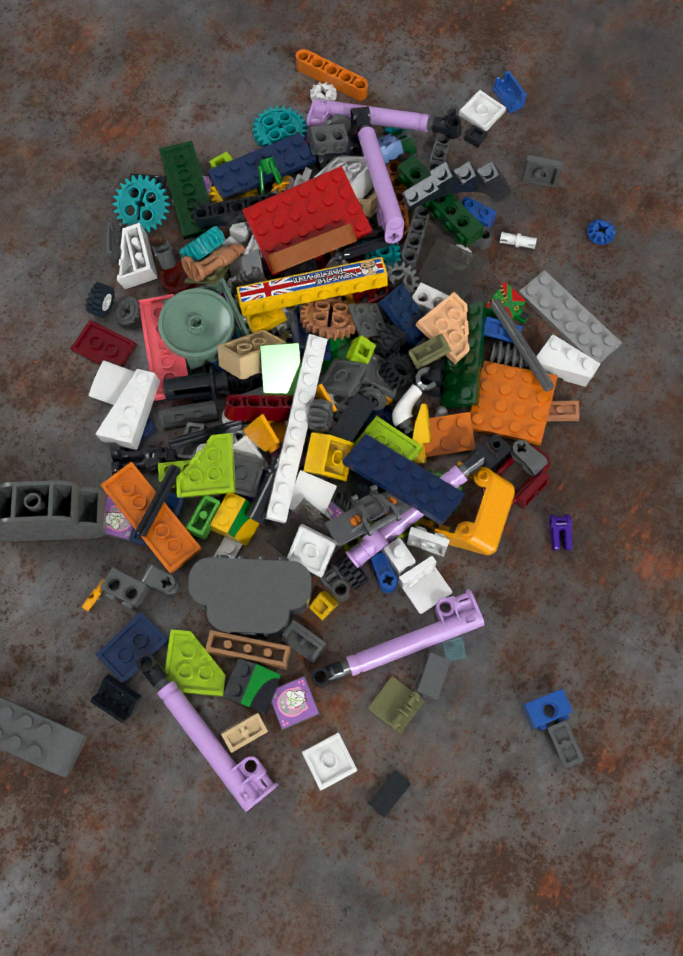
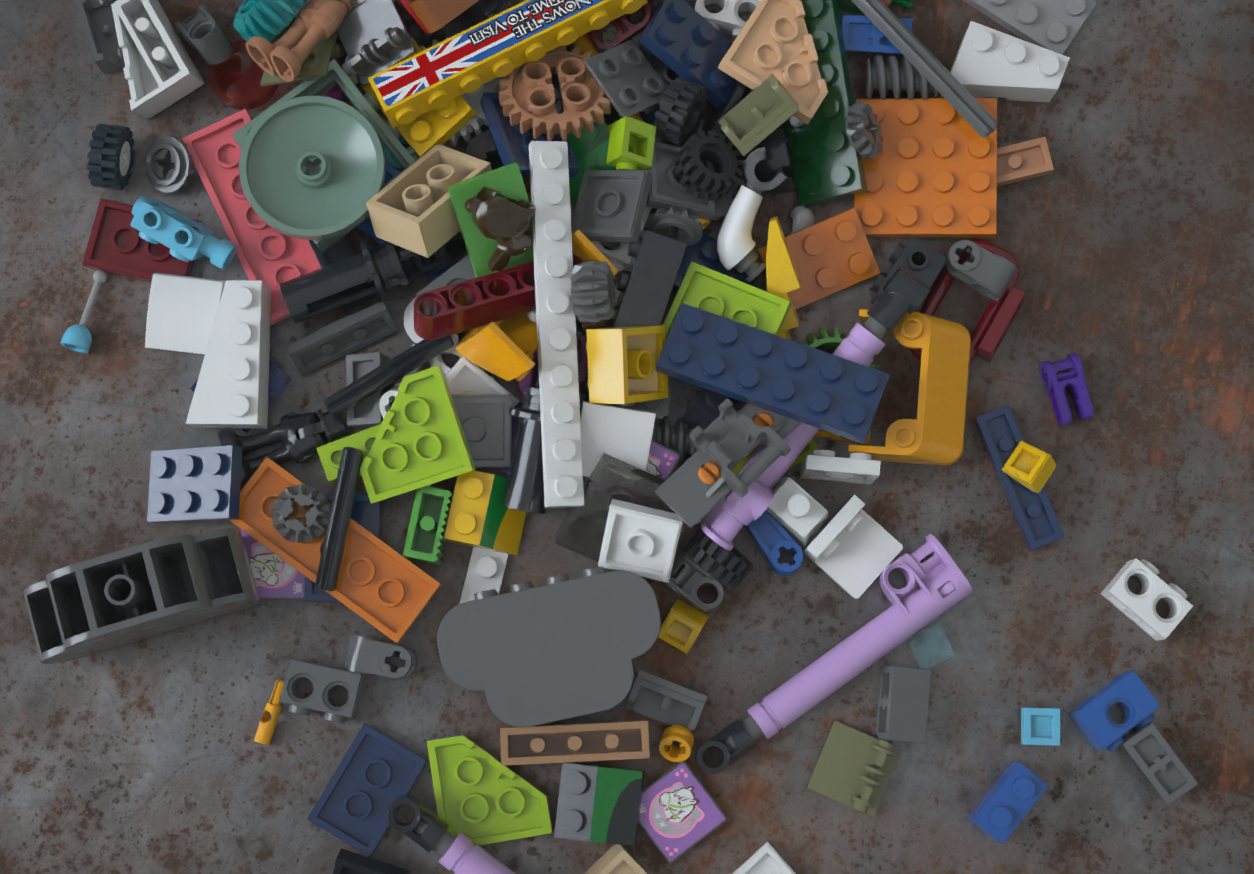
camera: 15 degrees left, 10 degrees up
(56, 383) = (78, 336): none -> hinge
(91, 466) = (195, 484): none -> plate
(122, 343) = (178, 234): none -> medium azure brick
(146, 497) = (316, 518): none -> dark grey gear
(284, 369) = (504, 221): none -> dark brown animal
(308, 664) = (679, 734): none -> light orange bush
(475, 744) = (1007, 802): none -> blue brick
(483, 373) = (864, 130): none -> dark grey gear
(504, 708) = (1040, 726): none -> medium azure plate
(524, 572) = (1031, 510): none -> dark blue plate
(531, 566) = (1030, 466): none -> yellow slope
(575, 656) = (1142, 607): none -> white brick

